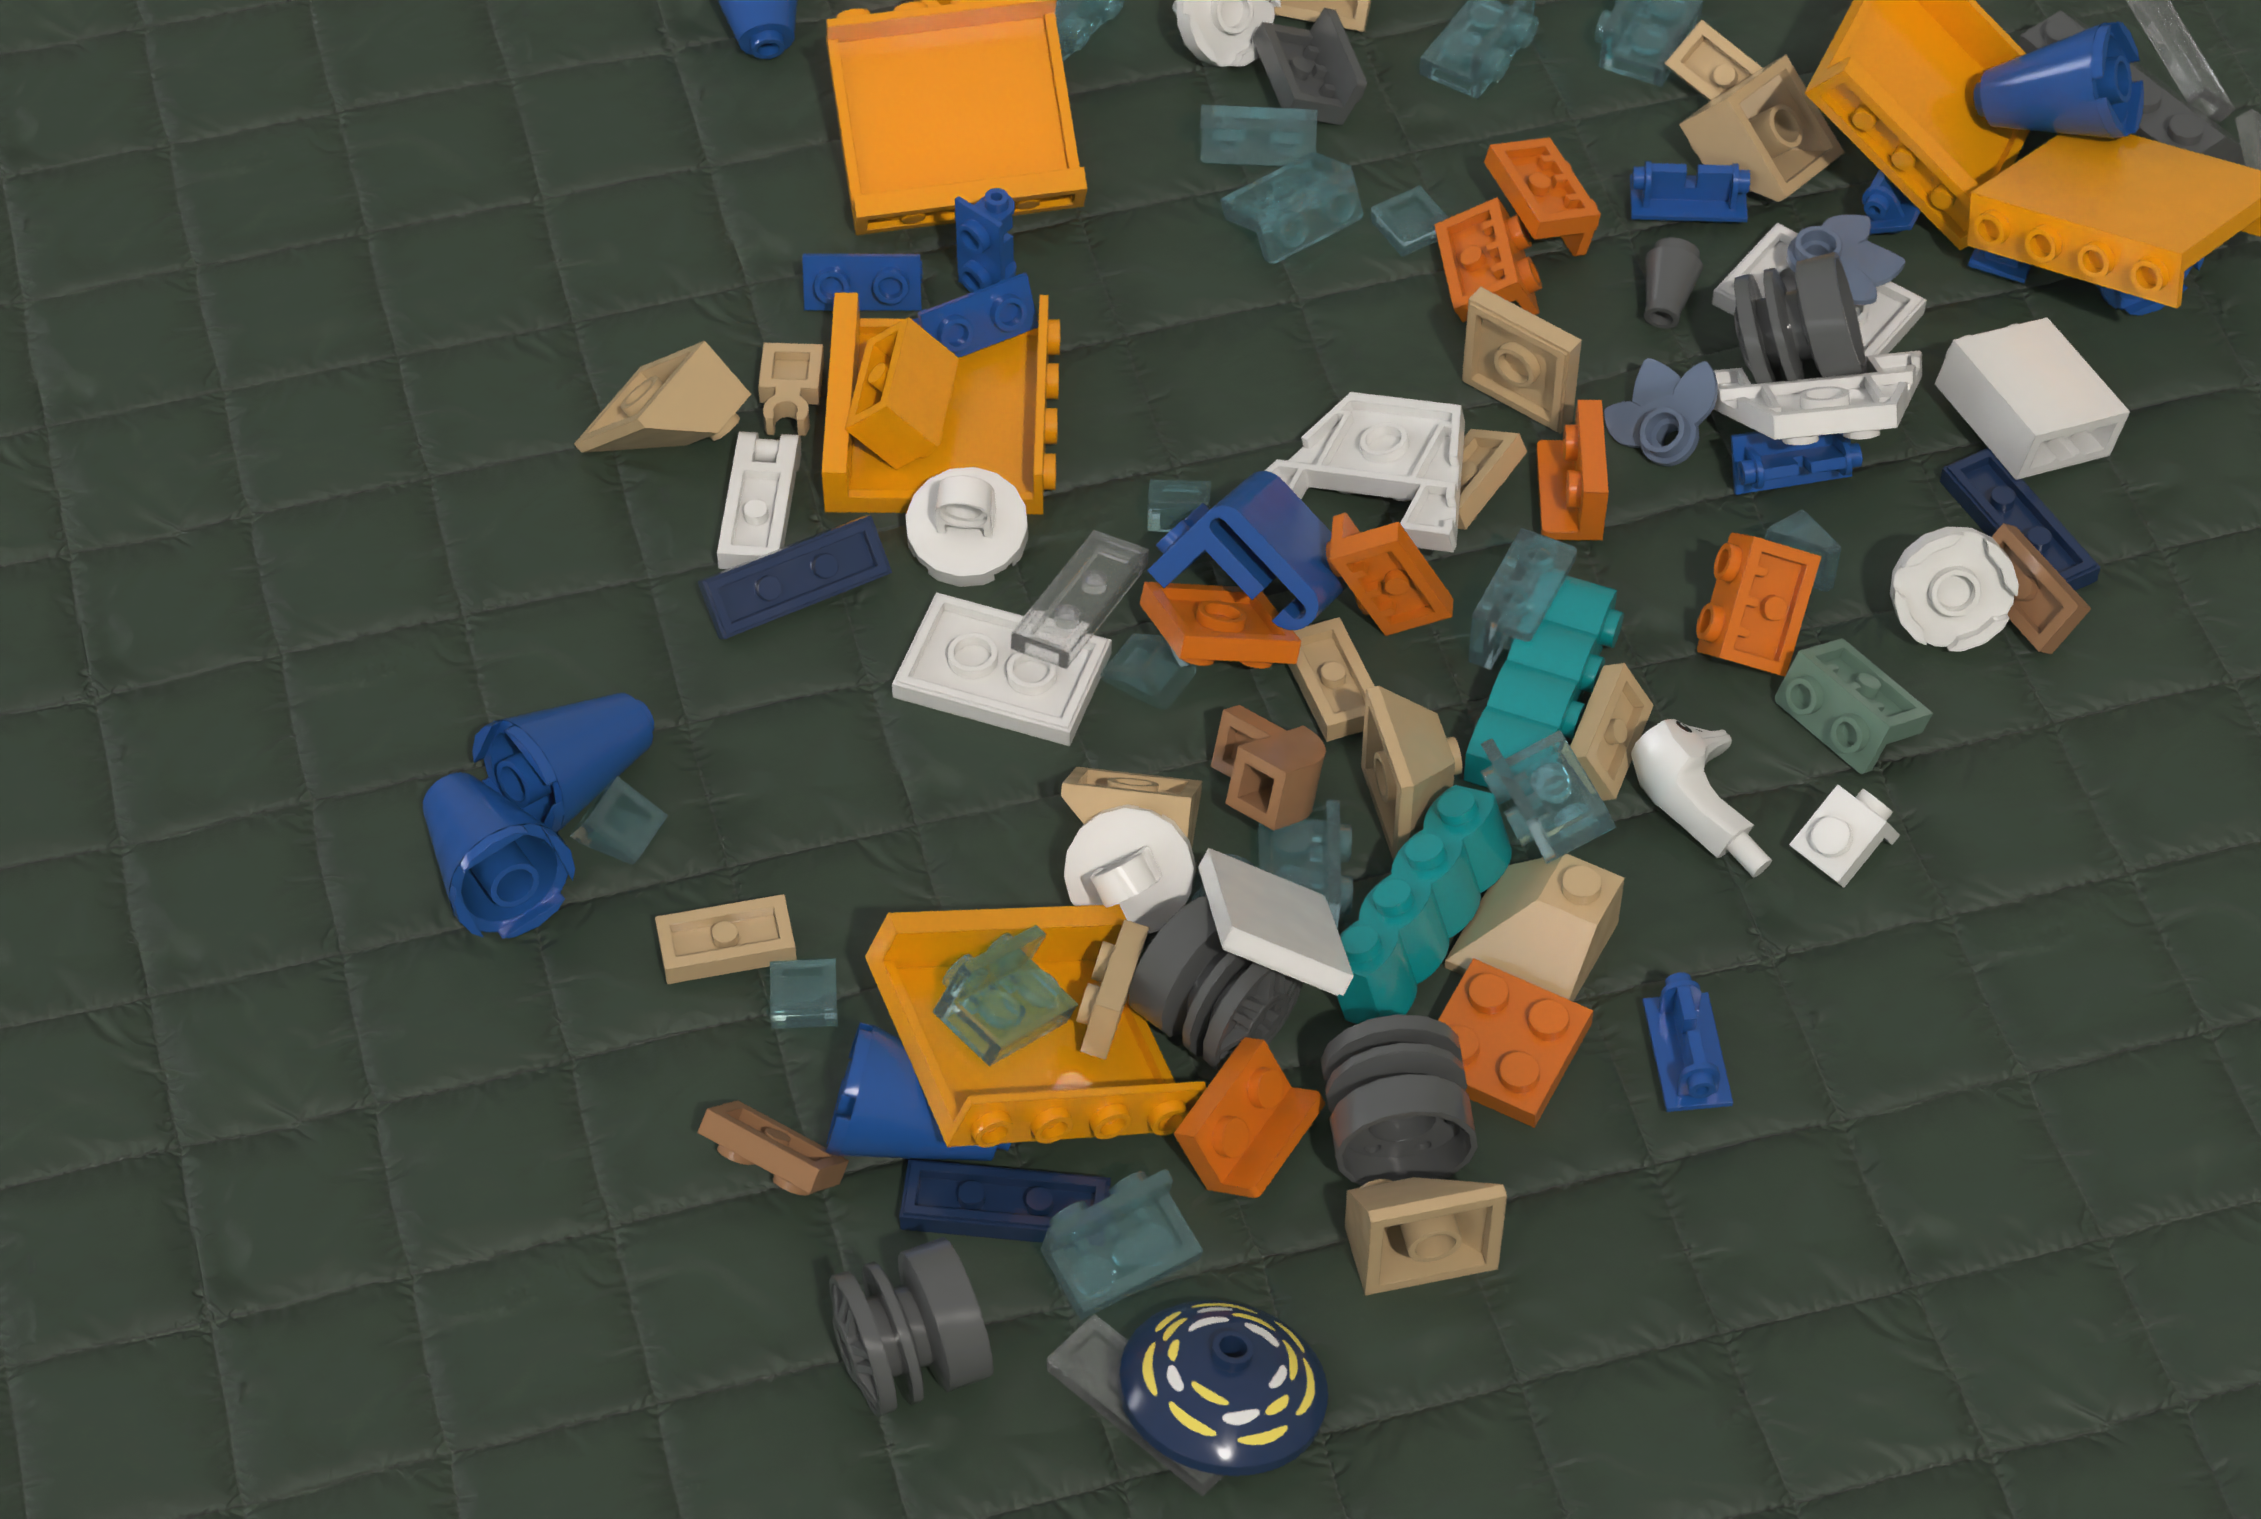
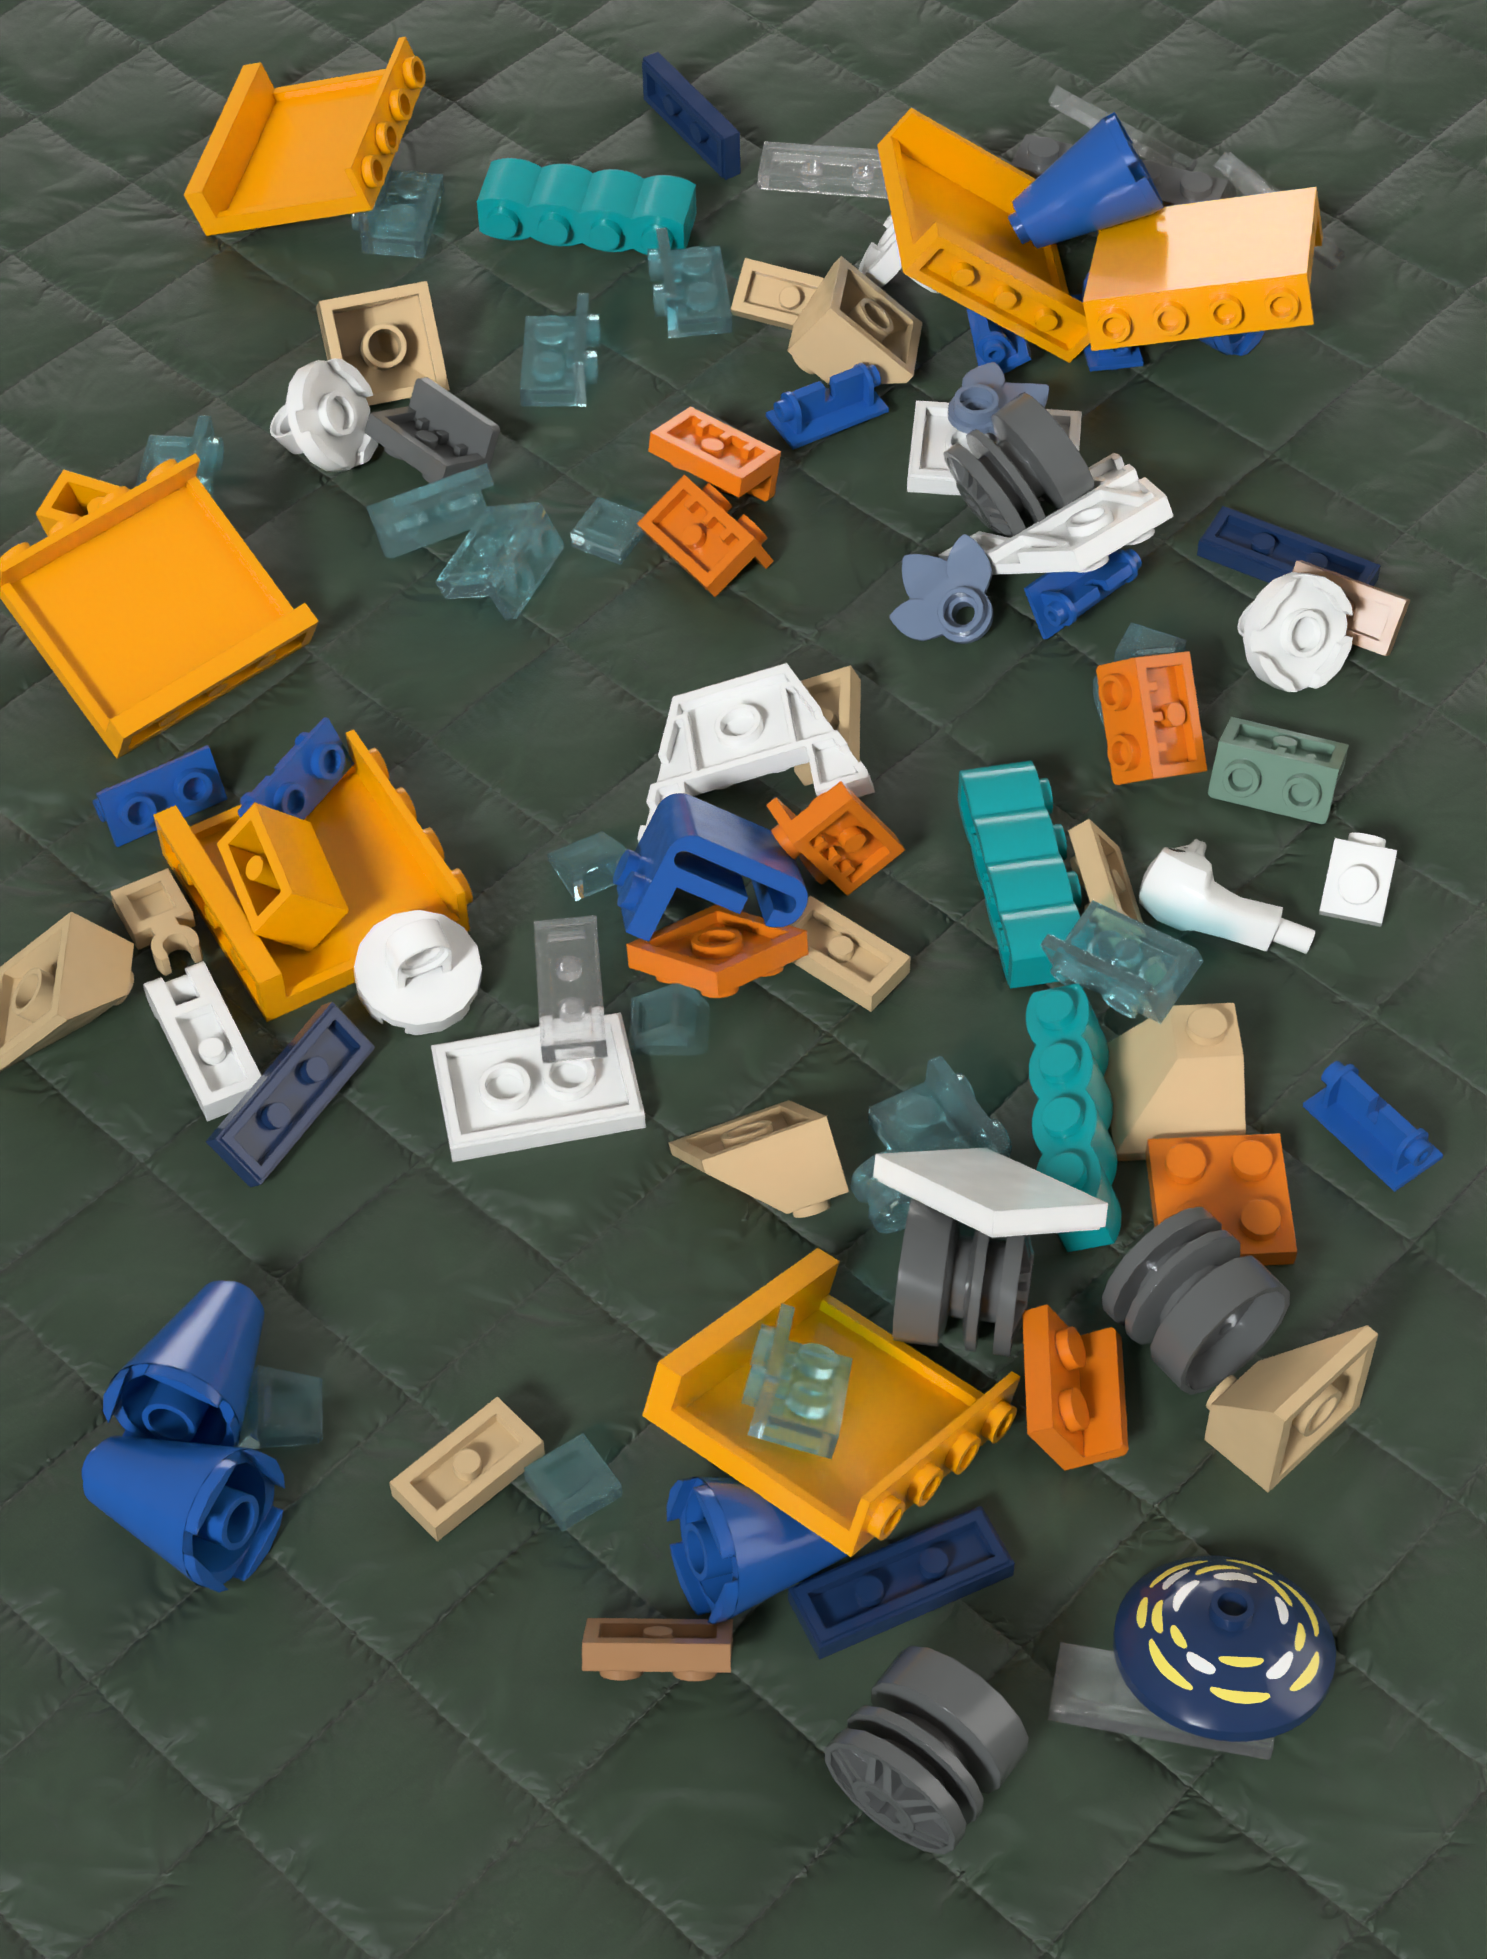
camera: 30 degrees left, 0 degrees up
(983, 239) = (262, 708): blue hinge -> none
(1104, 1005) = (877, 1327): tan plate -> none
(1119, 1243) = (1043, 1567): clear light blue bracket -> none
(1131, 861) = (802, 1205): white tile -> none
(1269, 767) = (857, 1053): medium nougat brick -> none
(1405, 762) = (968, 1004): tan slope -> none
(1518, 595) = (954, 803): clear light blue bracket -> none
(1521, 360) = (807, 601): tan tile -> none
(1574, 478) = (920, 681): orange bracket -> none
(1670, 278) = (867, 484): dark grey cone -> none
(2031, 398) = (1230, 451): white brick -> none

